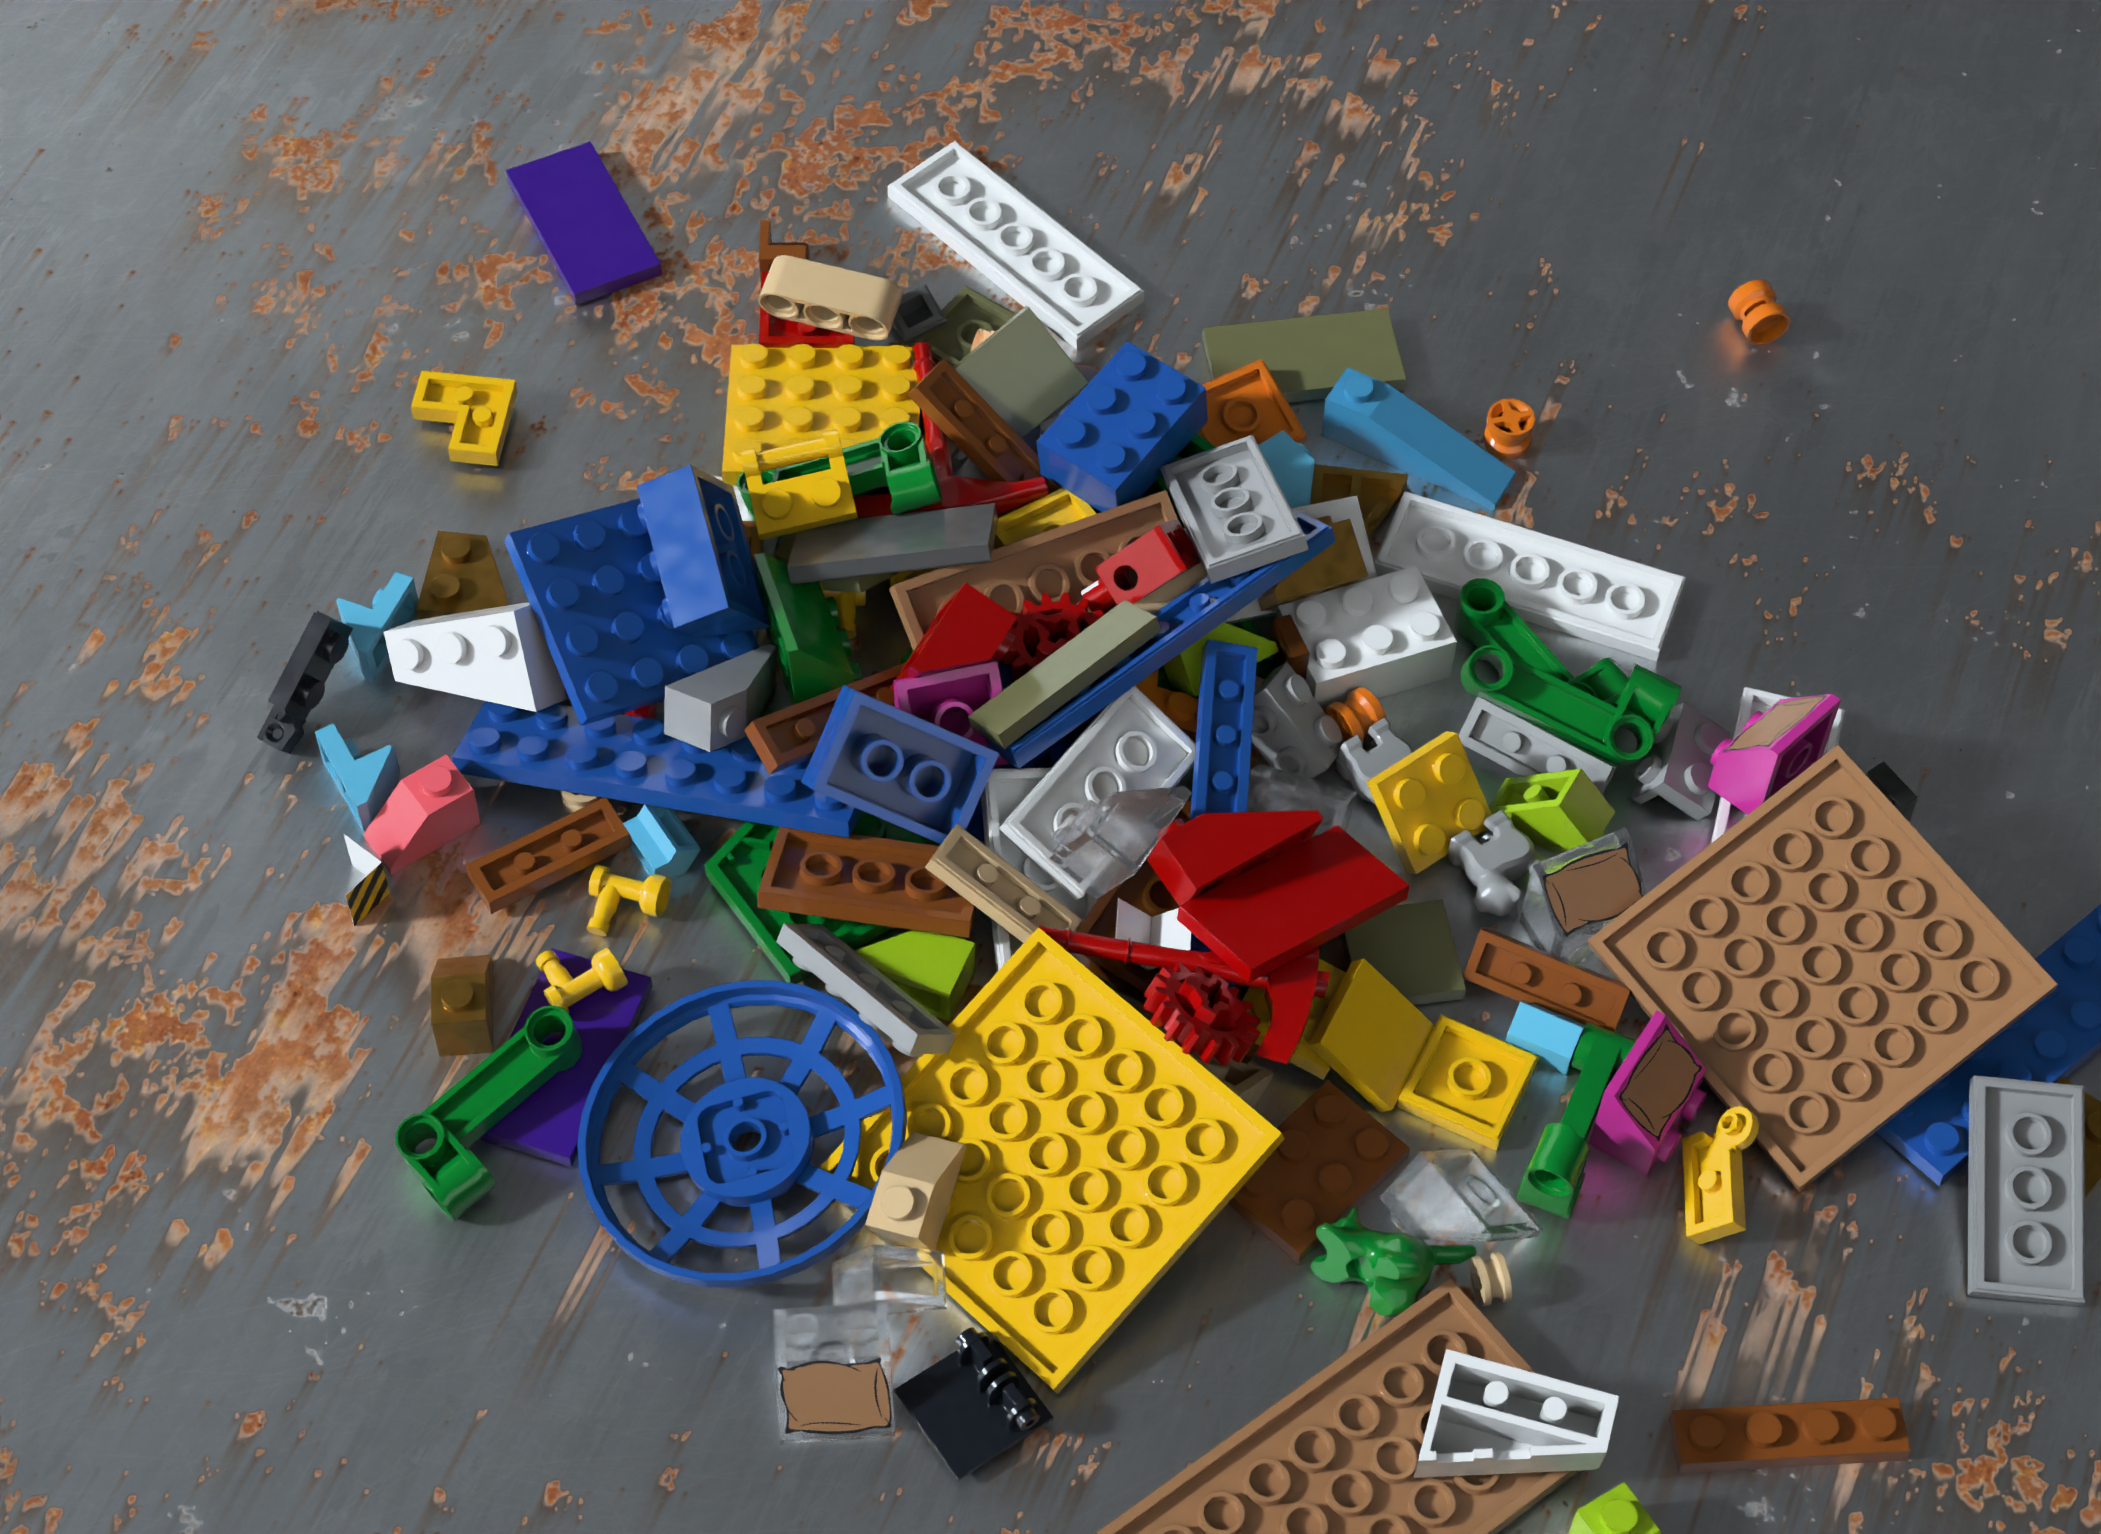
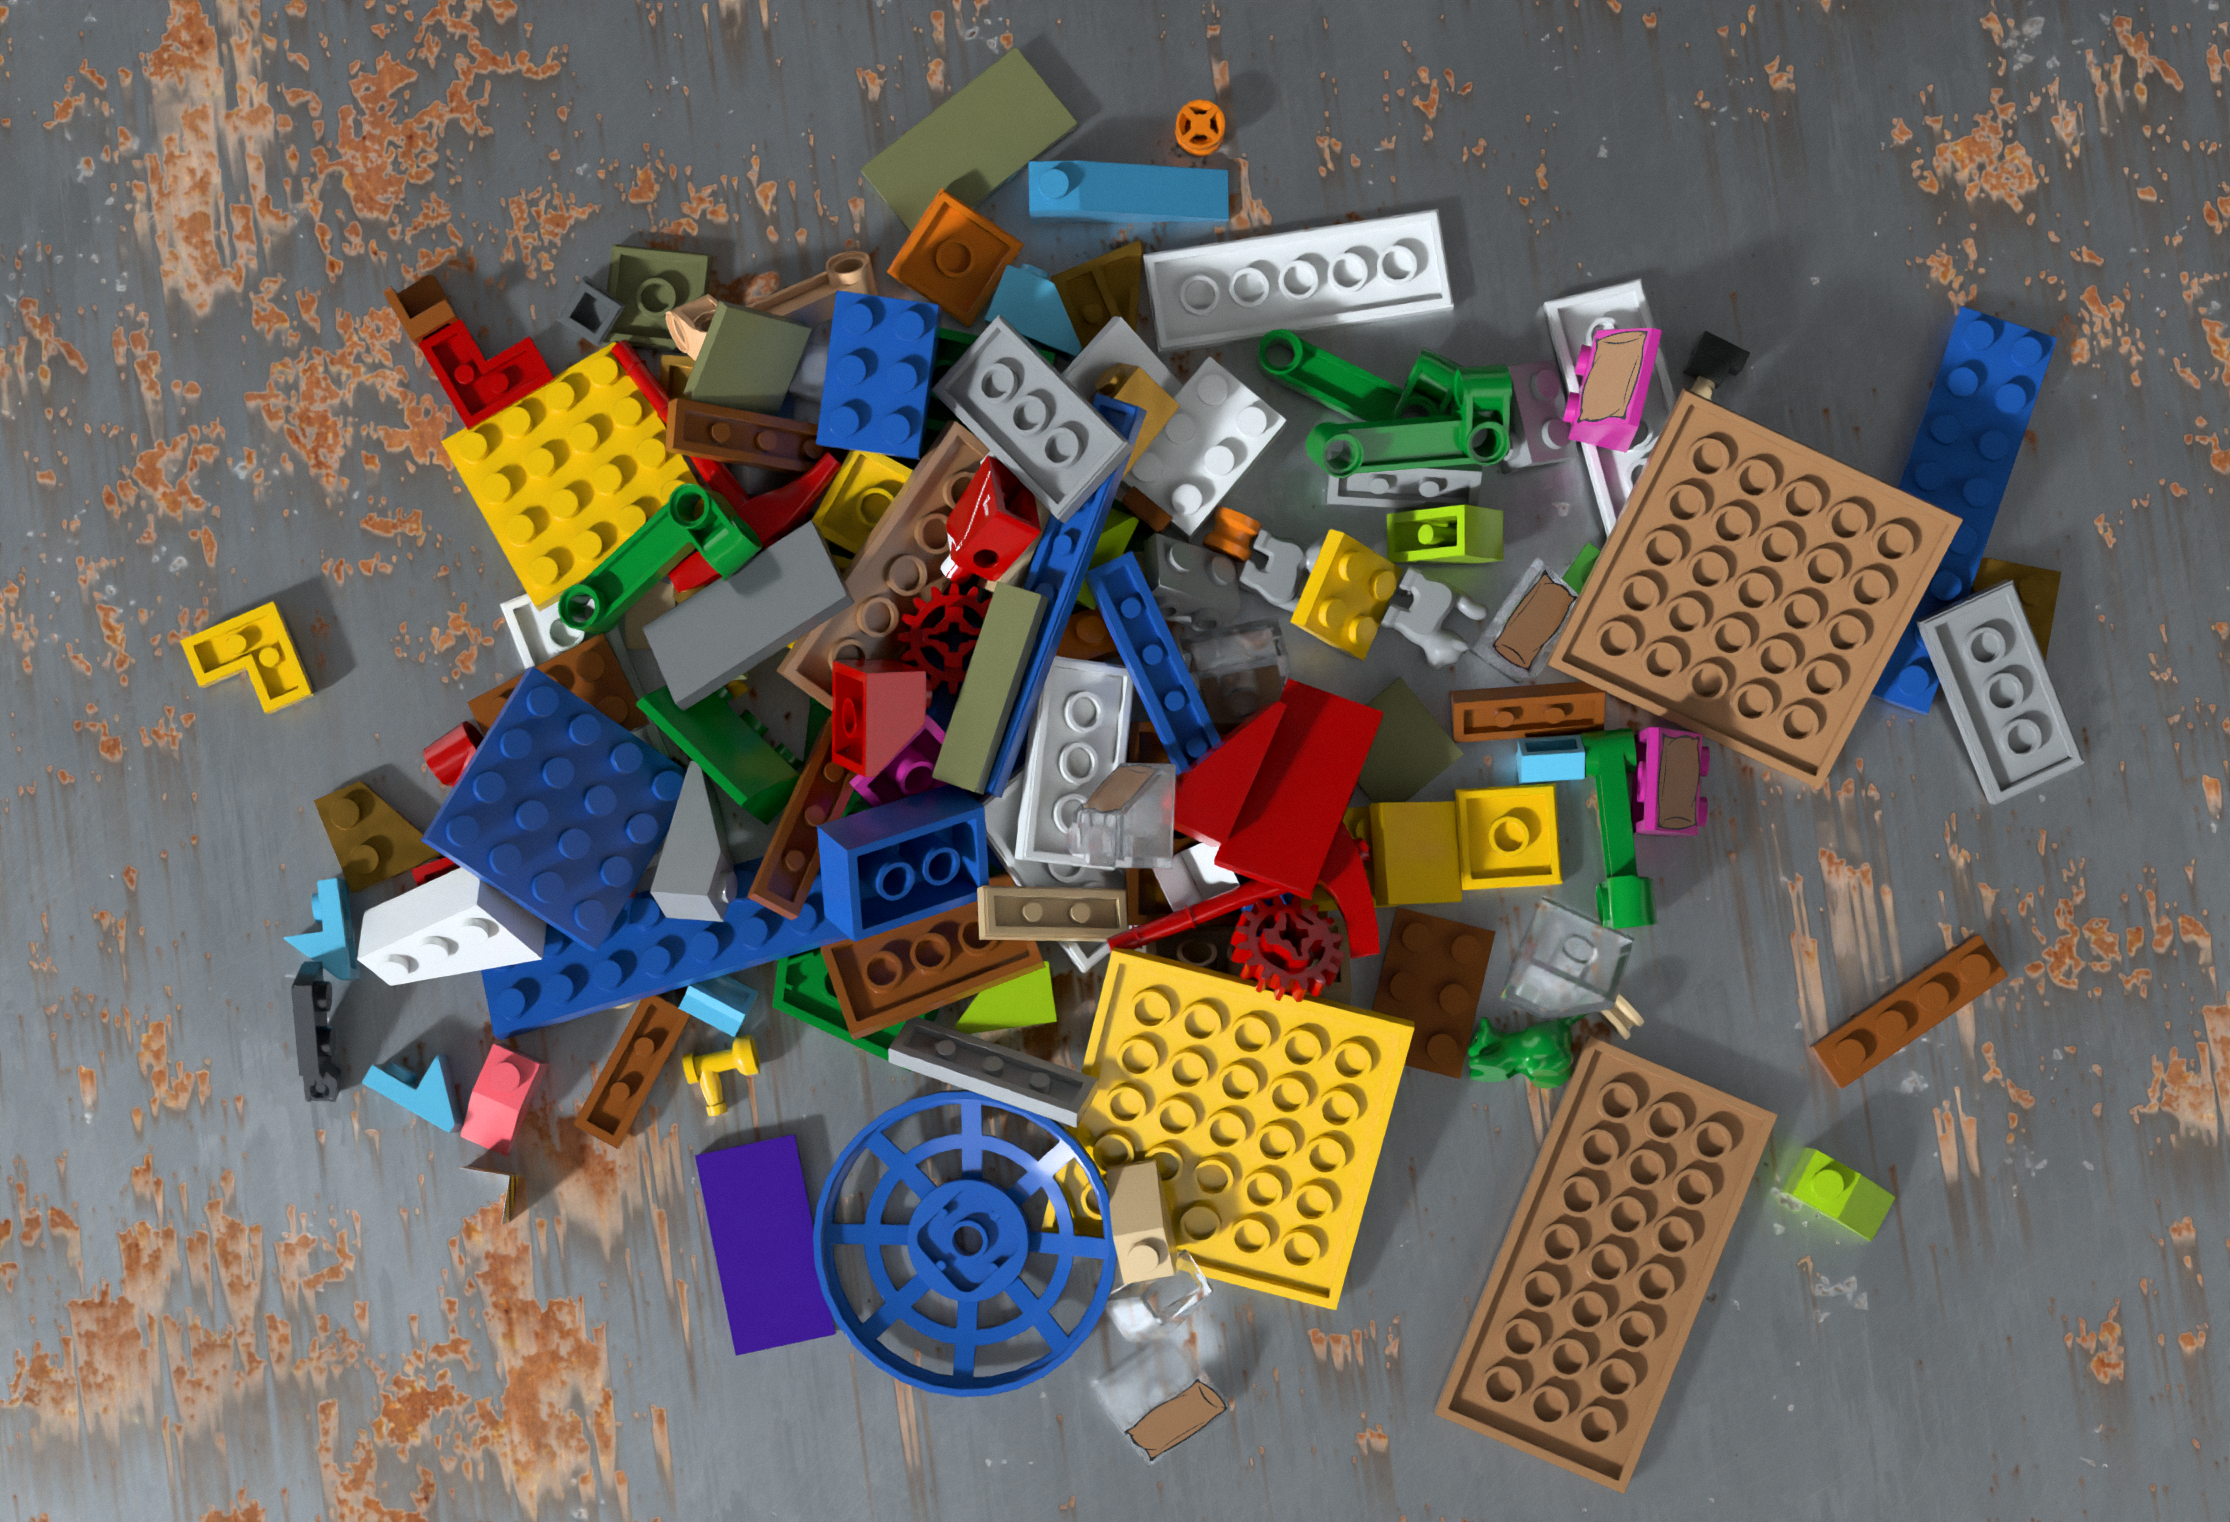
camera: 30 degrees left, 30 degrees up
(462, 1005) = (653, 1244): pearl gold slope -> none
(478, 1103) = (753, 1406): green piece -> none
(567, 991) = (740, 1194): yellow piece -> none
(583, 223) = (205, 371): dark purple tile -> none
(701, 554) = (597, 740): blue slope -> none
(801, 500) = (637, 614): yellow plate -> none
(830, 297) = (508, 351): tan beam -> none
(973, 1403) = (1279, 1352): black hinge -> none
(1016, 244) = (624, 160): white tile -> none
(1512, 1422) = (1708, 1153): white wedge -> none
(1716, 1176) = (1750, 819): yellow hinge -> none

